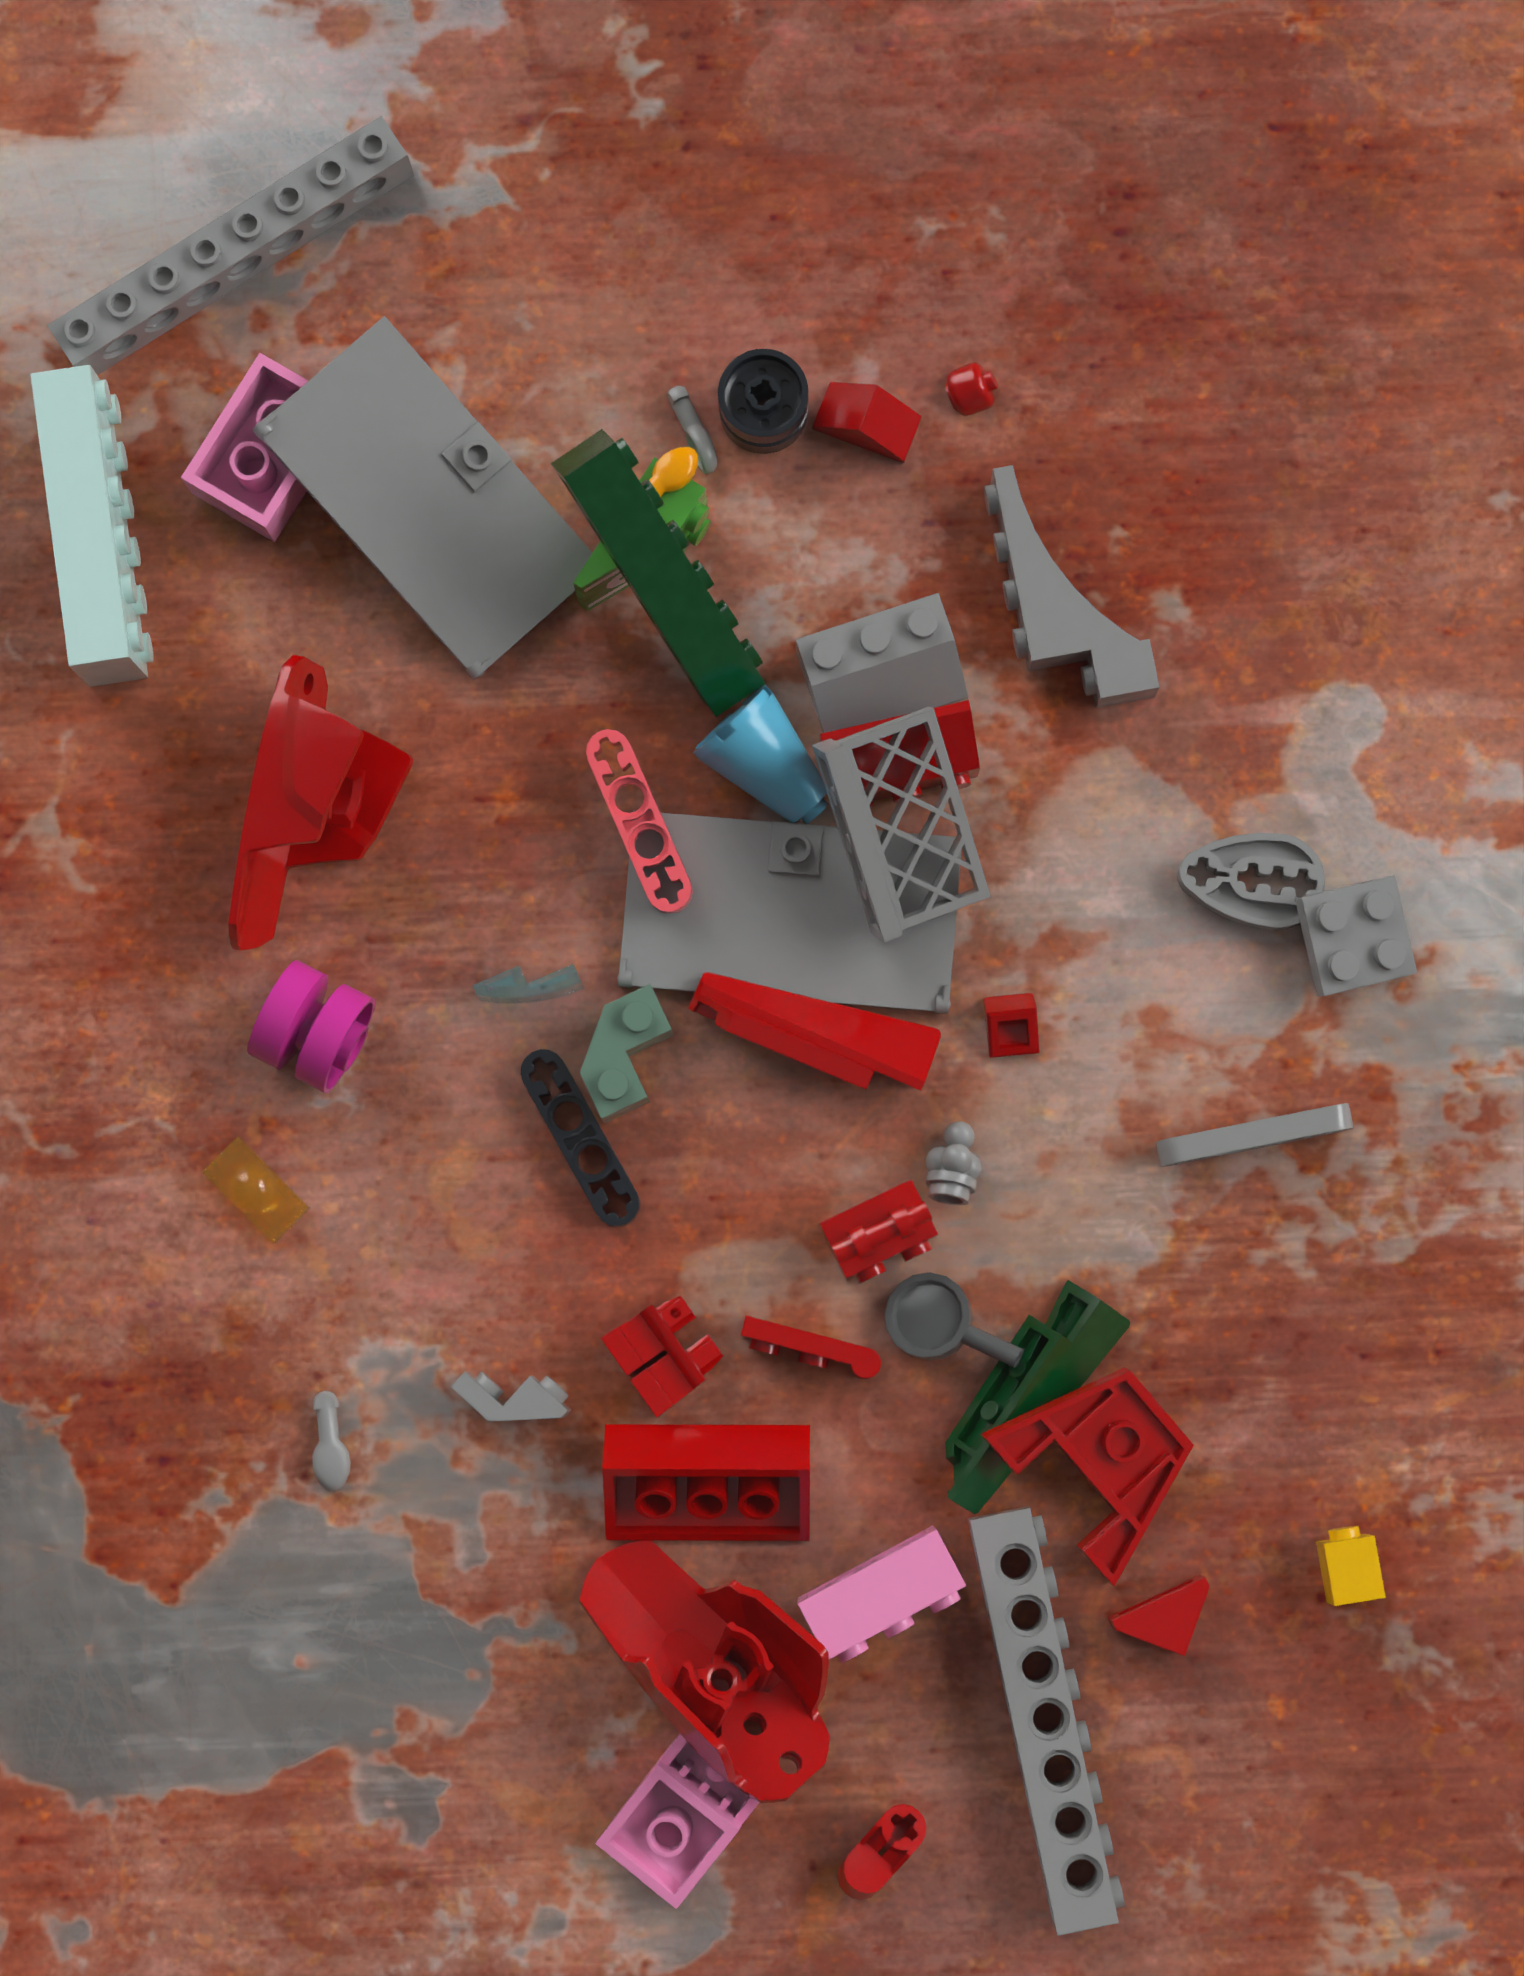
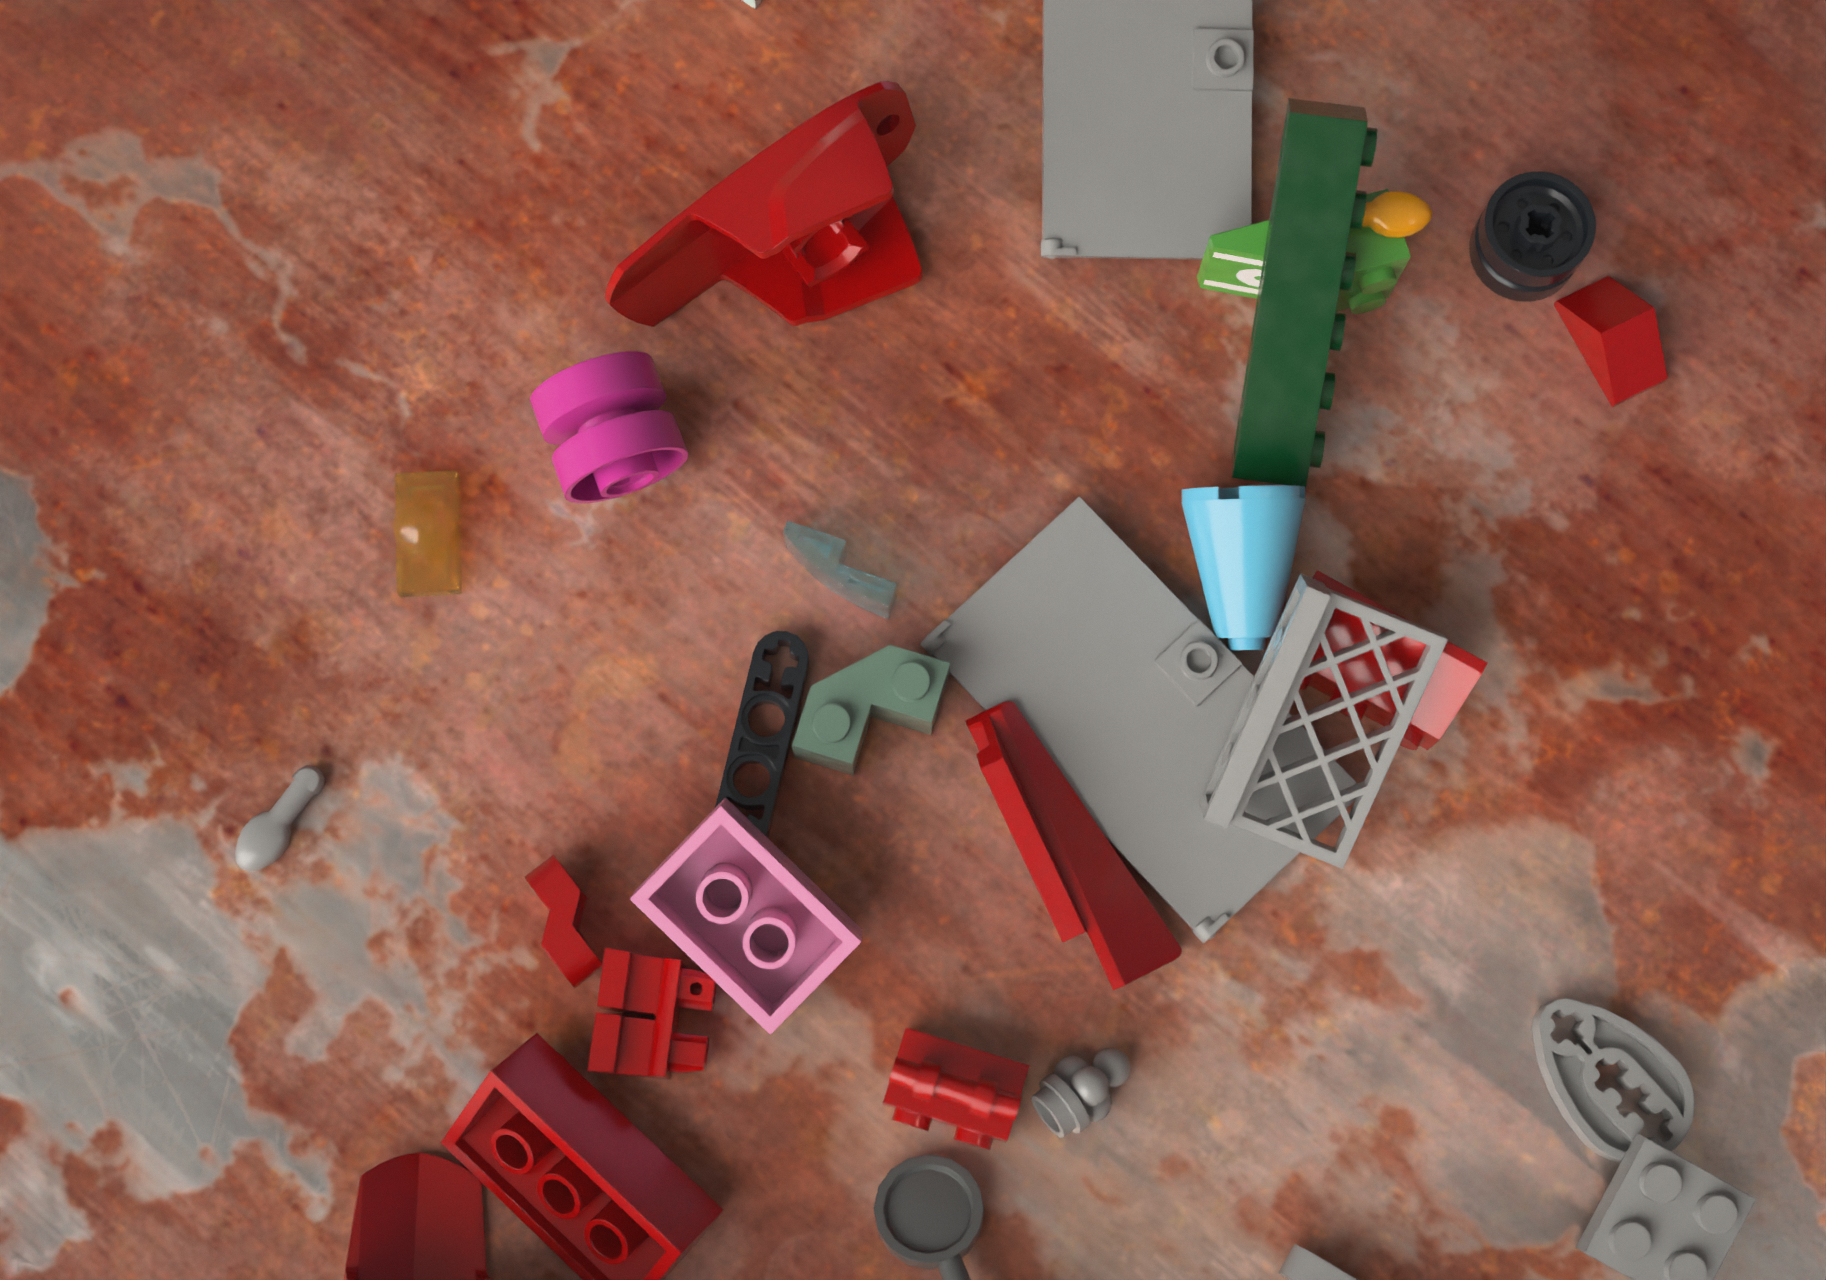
camera: 35 degrees right, 5 degrees down
(530, 1401) = (489, 948): light grey slope -> none
(567, 1355) = (562, 934): none -> red piece
(644, 819) = (1081, 511): coral beam -> none
(667, 1242) = (747, 916): none -> bright pink brick
(695, 433) = (1437, 232): light grey piece -> none
(813, 1348) = (793, 1141): red plate -> none
(882, 665) = (1433, 563): light grey slope -> none
(971, 389) = (1735, 394): red piece -> none
(1011, 1025) = (1254, 1008): red slope -> none
(1054, 618) = (1635, 667): light grey arch -> none

